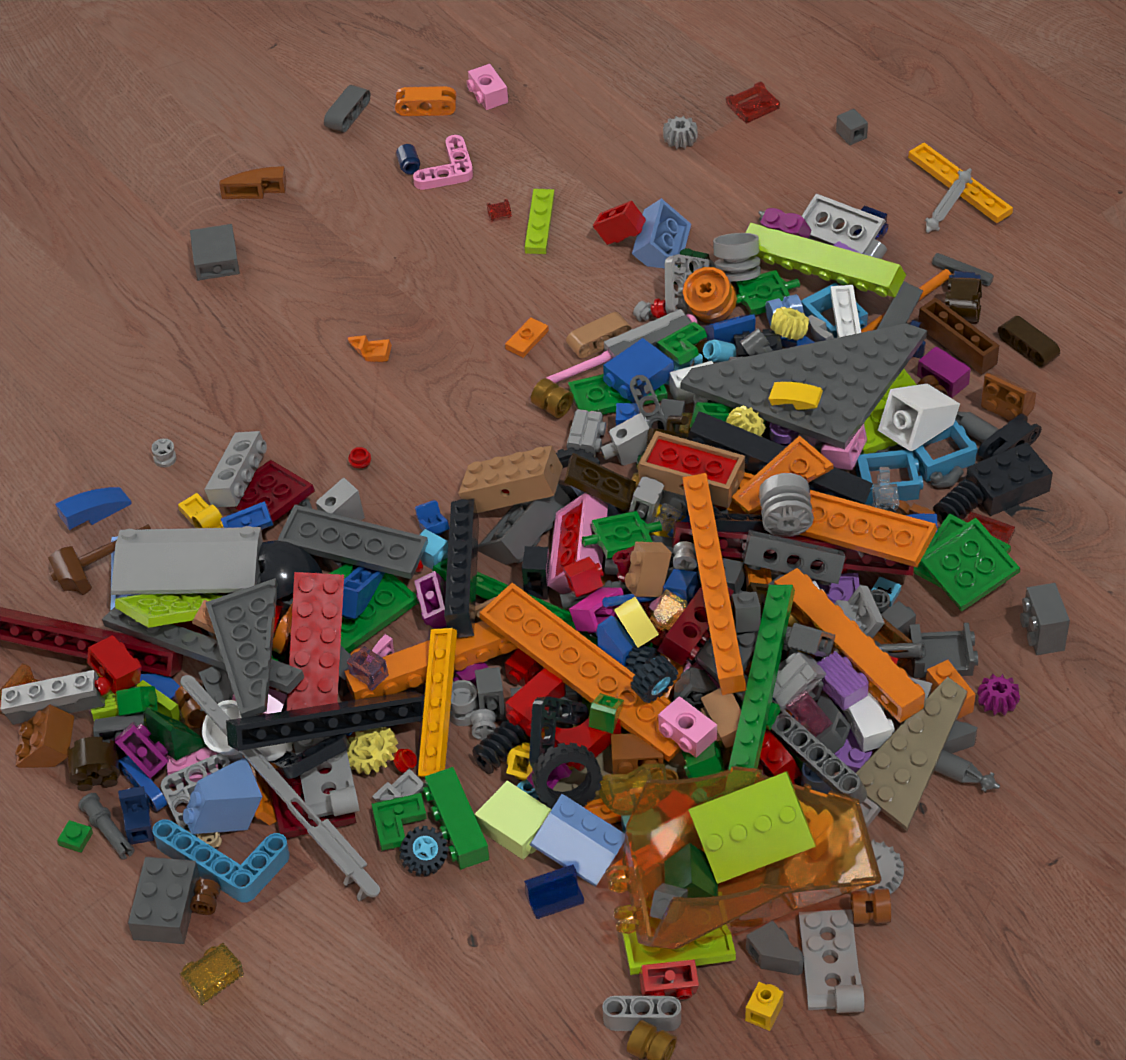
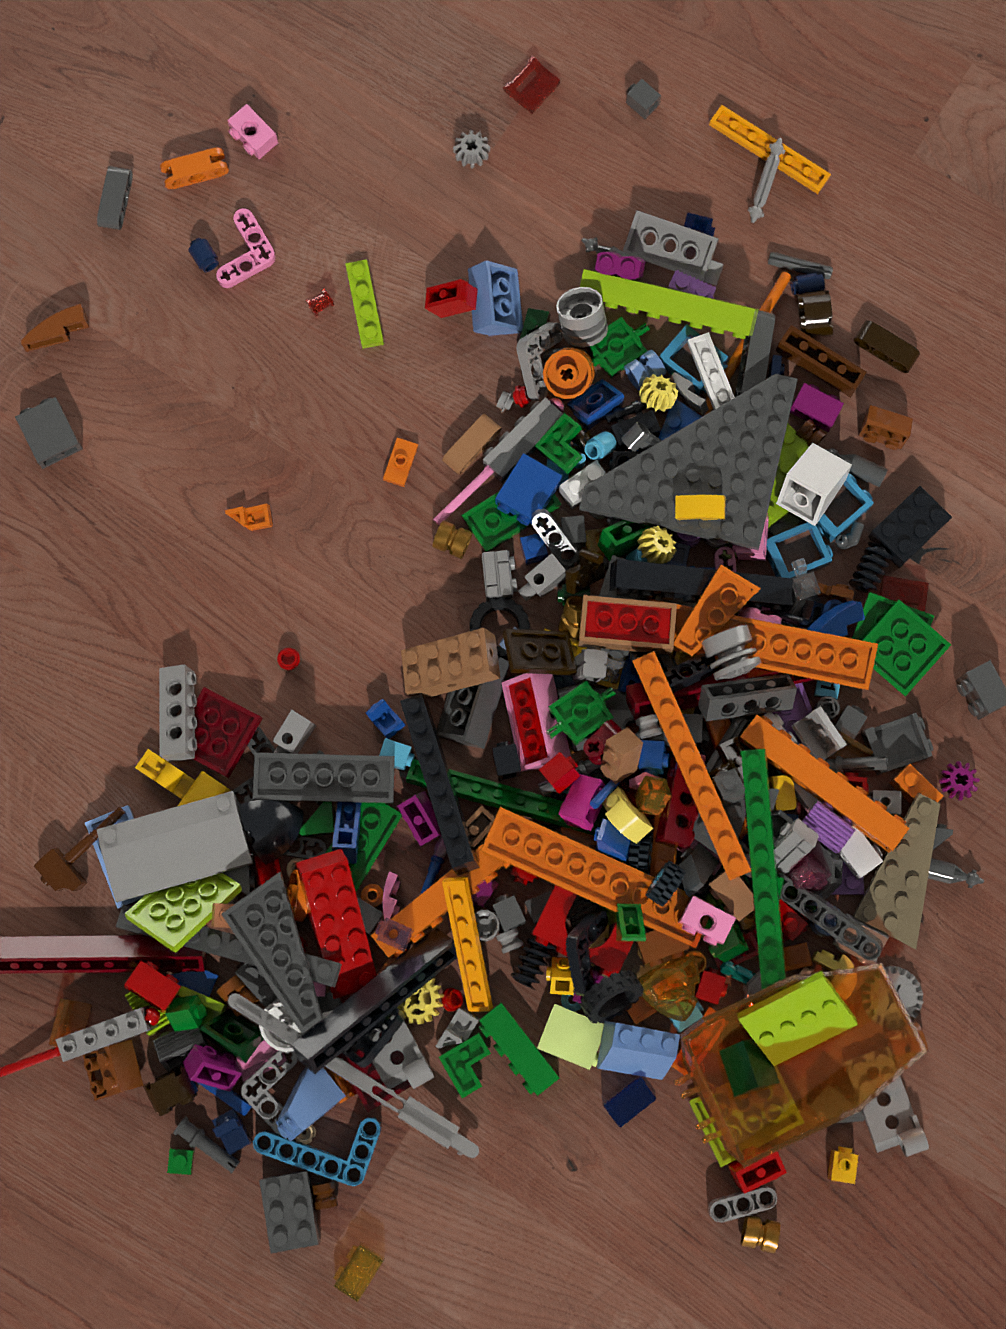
camera: 20 degrees left, 30 degrees up
(91, 506) = (51, 788): blue slope -> none
(163, 452) = (90, 702): light grey wheel -> none
(253, 516) = (215, 781): blue plate -> none
(430, 844) = (509, 1099): black wheel -> none
(662, 898) = (743, 1109): dark grey brick -> none
(810, 640) = (796, 805): dark grey brick -> none
(1009, 436) = (898, 478): black piece -> none

